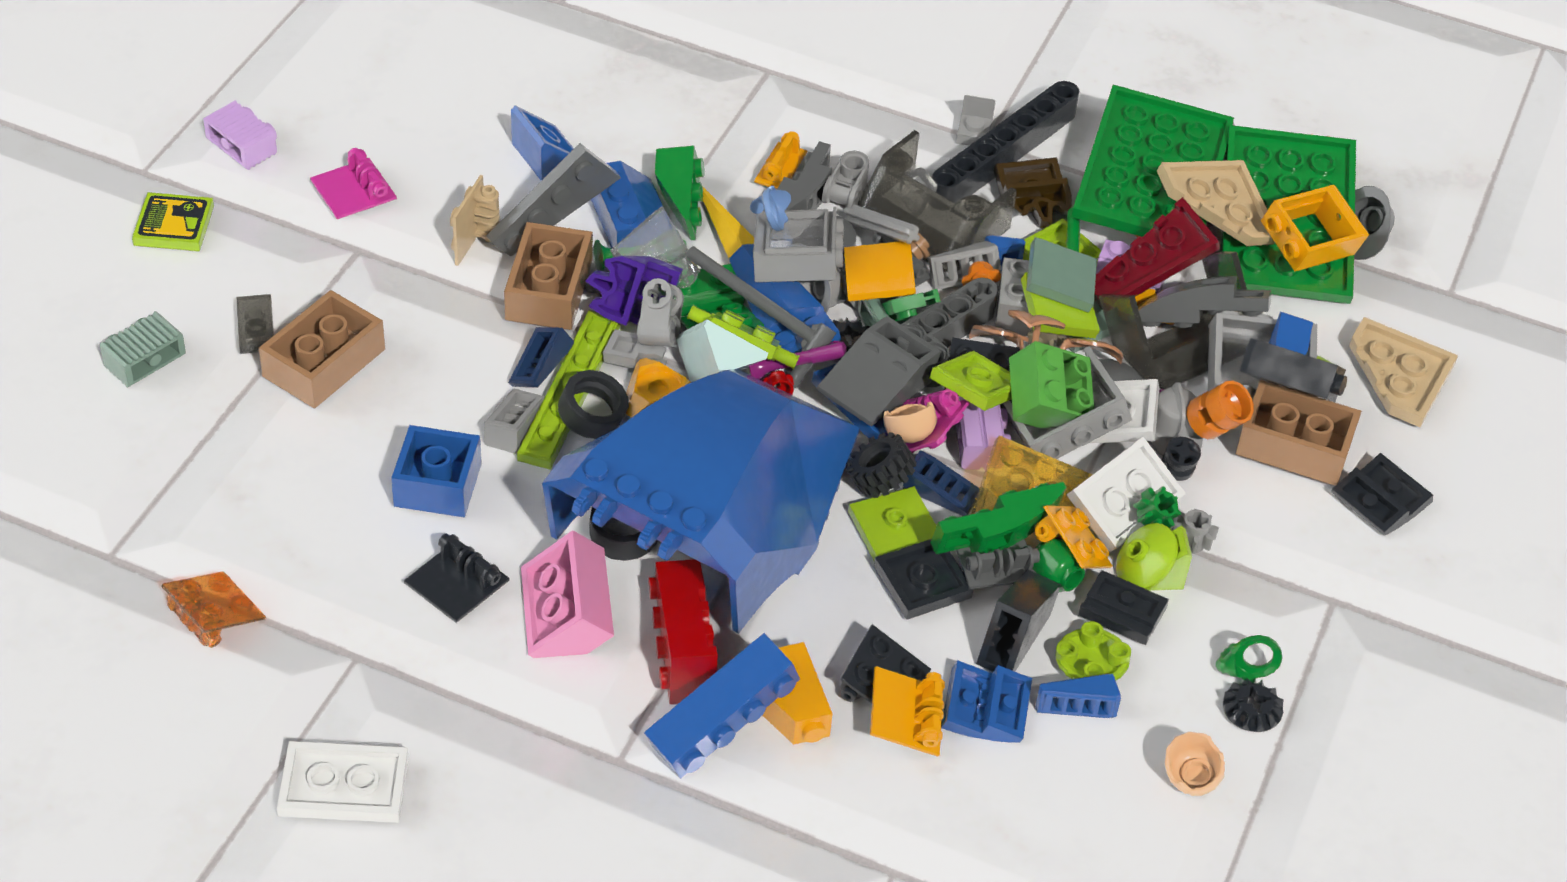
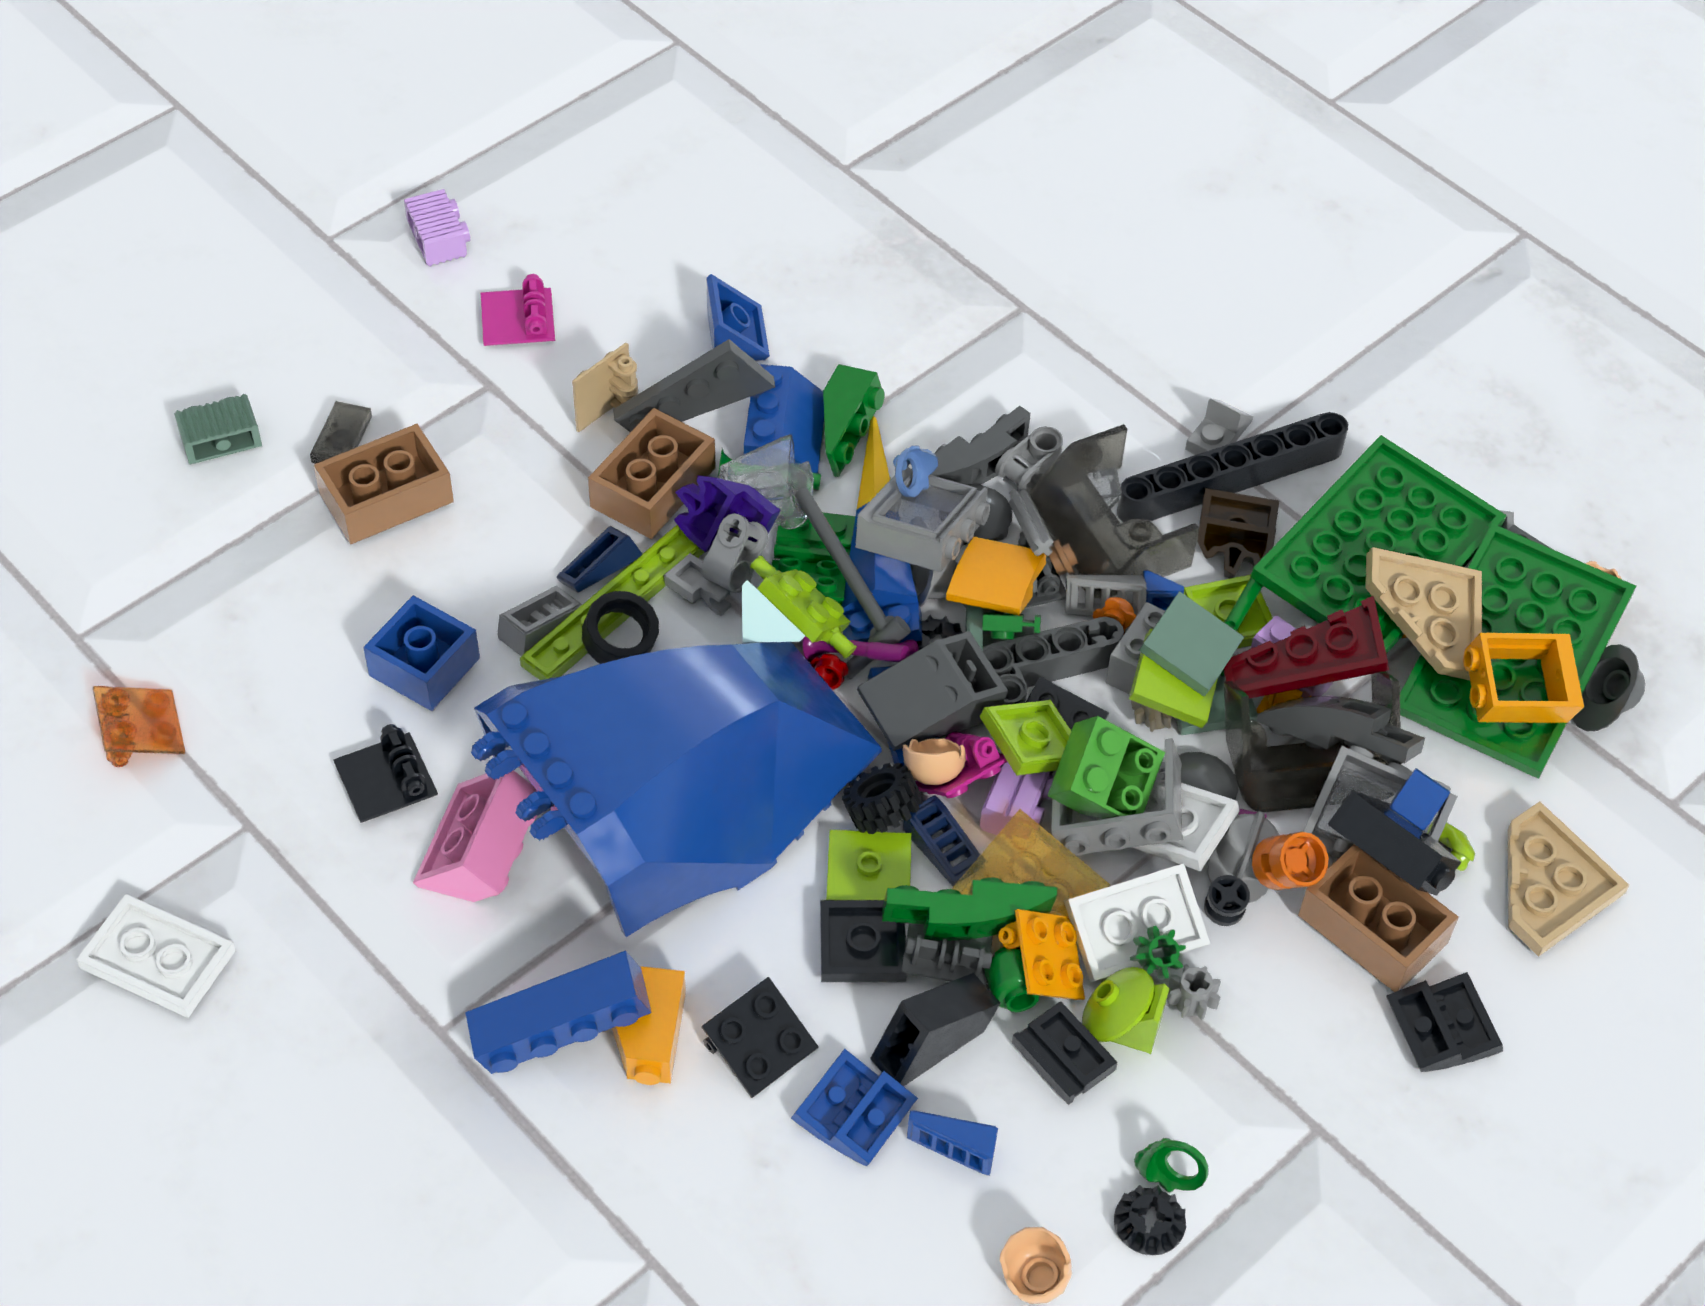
camera: 25 degrees right, 5 degrees up
(173, 221) = (324, 301): tile -> none
(650, 383) = (697, 626): light orange hat -> none
(684, 627) = (566, 922): red wedge -> none
(782, 161) = (975, 416): light orange hinge -> none
(908, 710) = (757, 1087): light orange hinge -> none
(1036, 321) = (1103, 689): nougat plant -> none
(1092, 653) = (999, 1094): lime dish -> none

